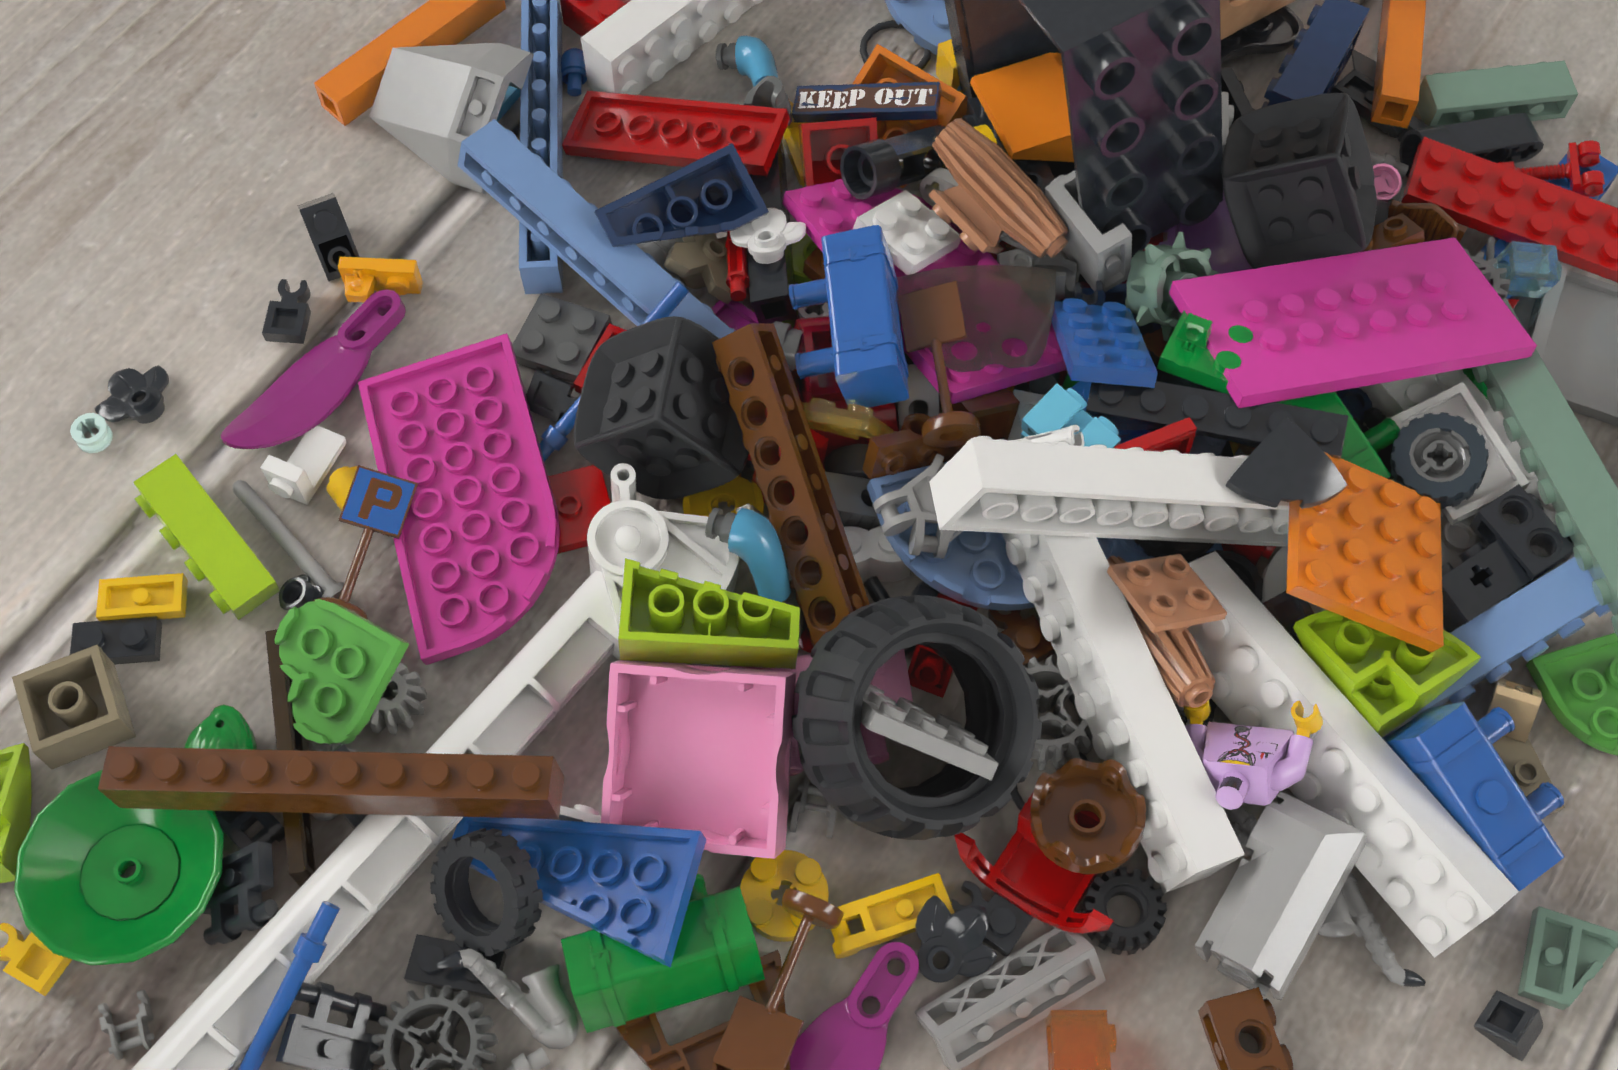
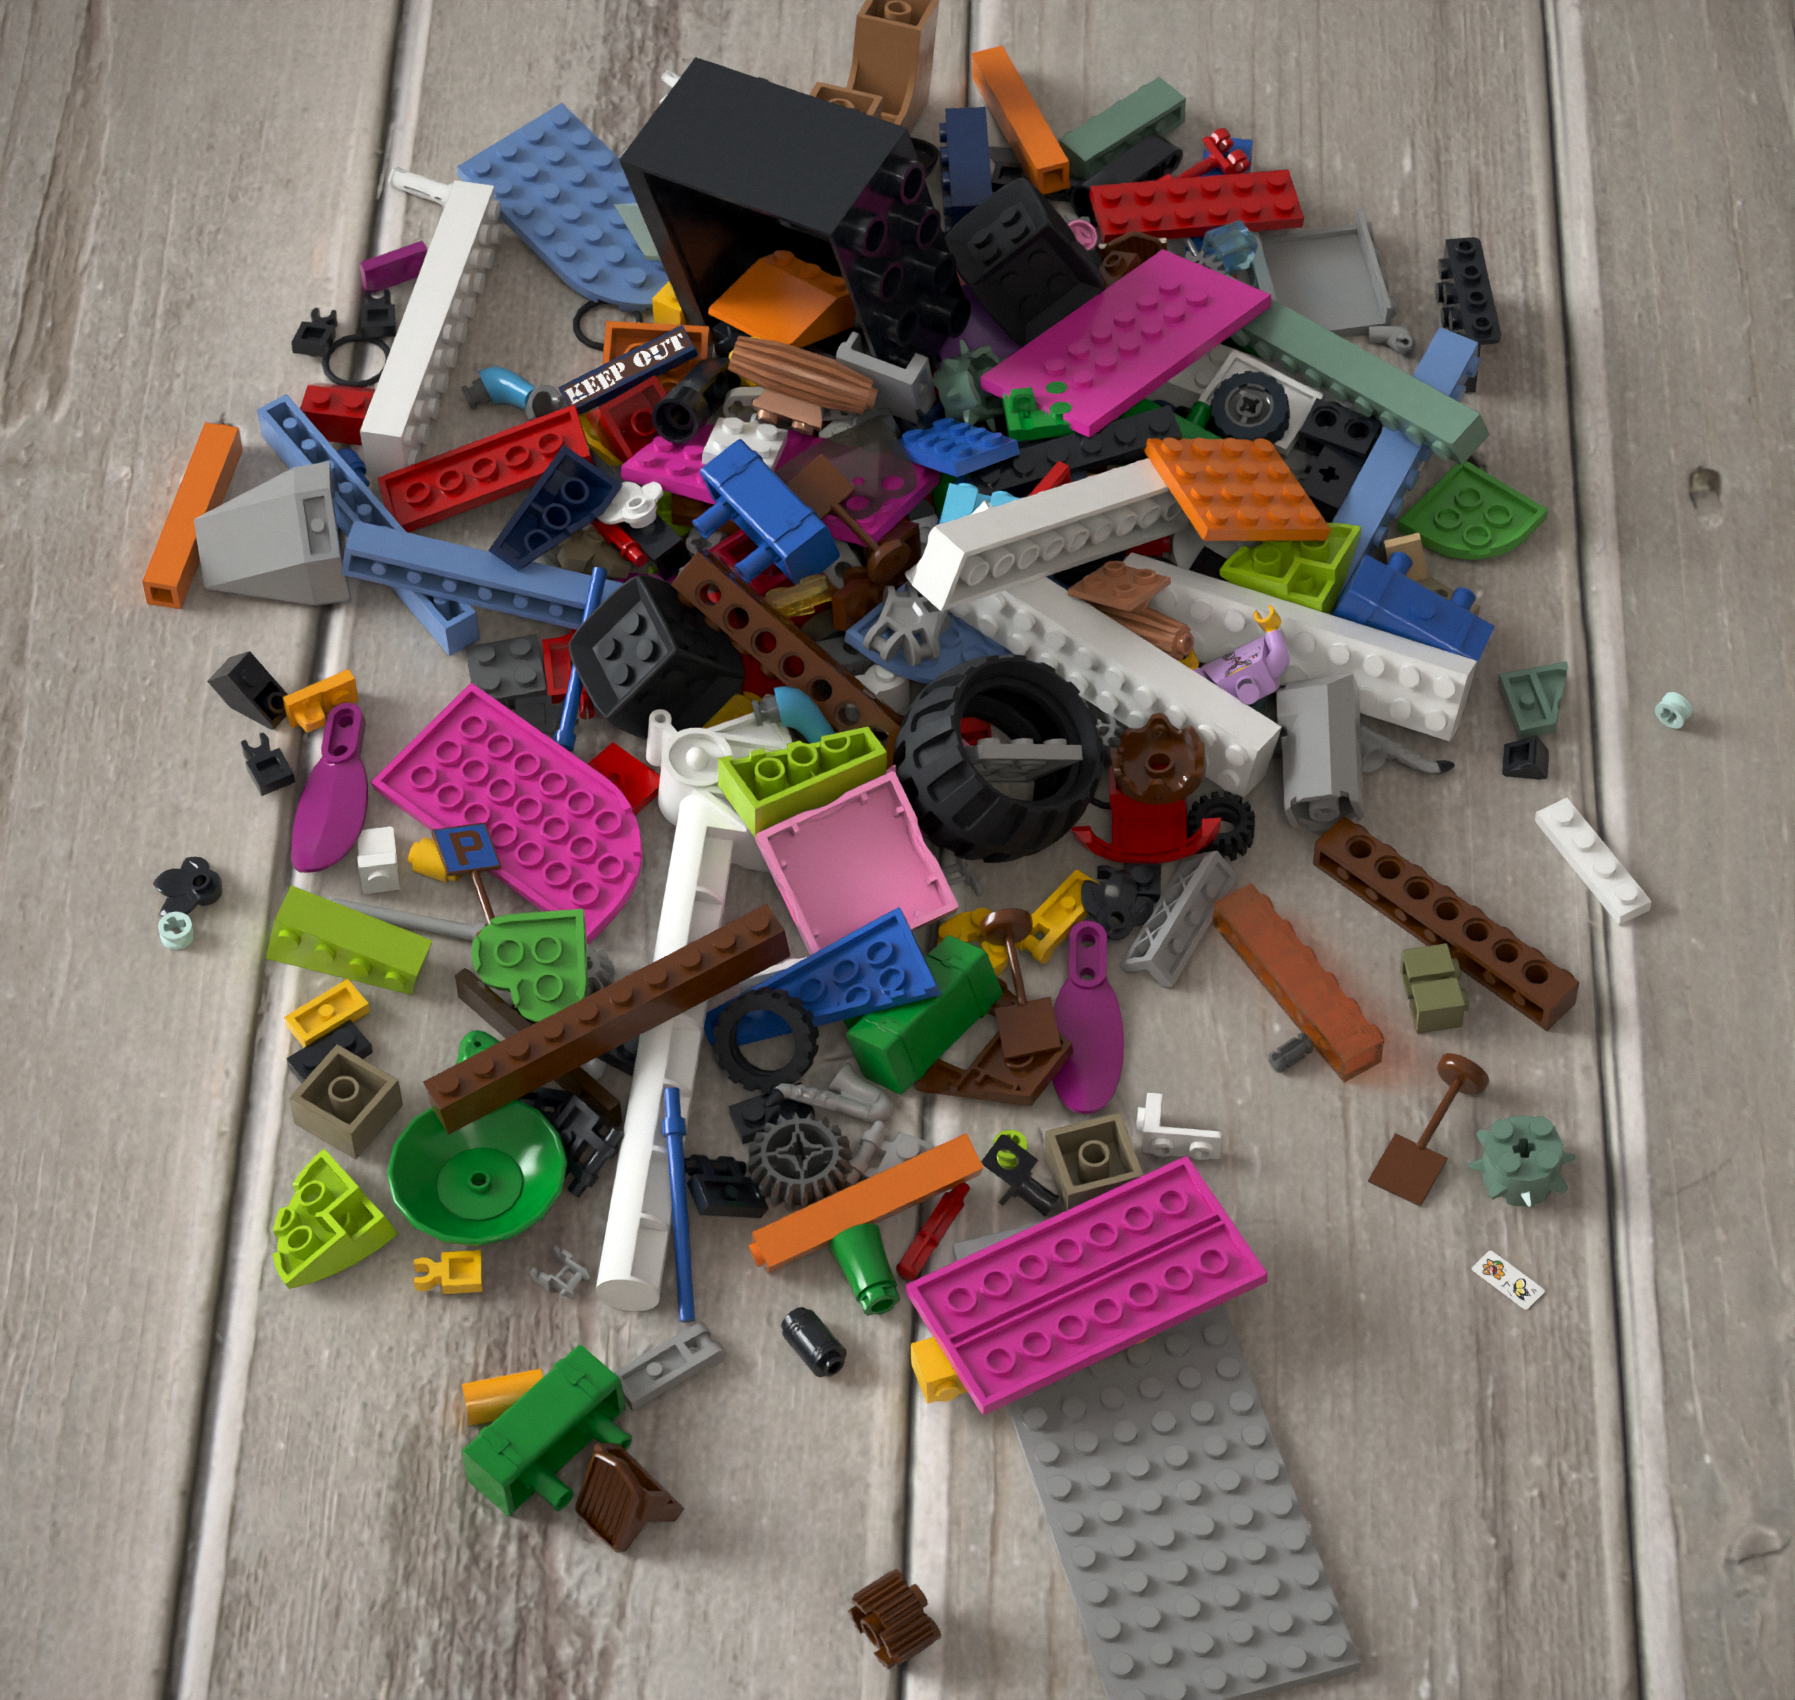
camera: 30 degrees left, 10 degrees down
(298, 592) = (445, 944): black plate -> none
(1287, 469) = (1152, 457): black brick -> none

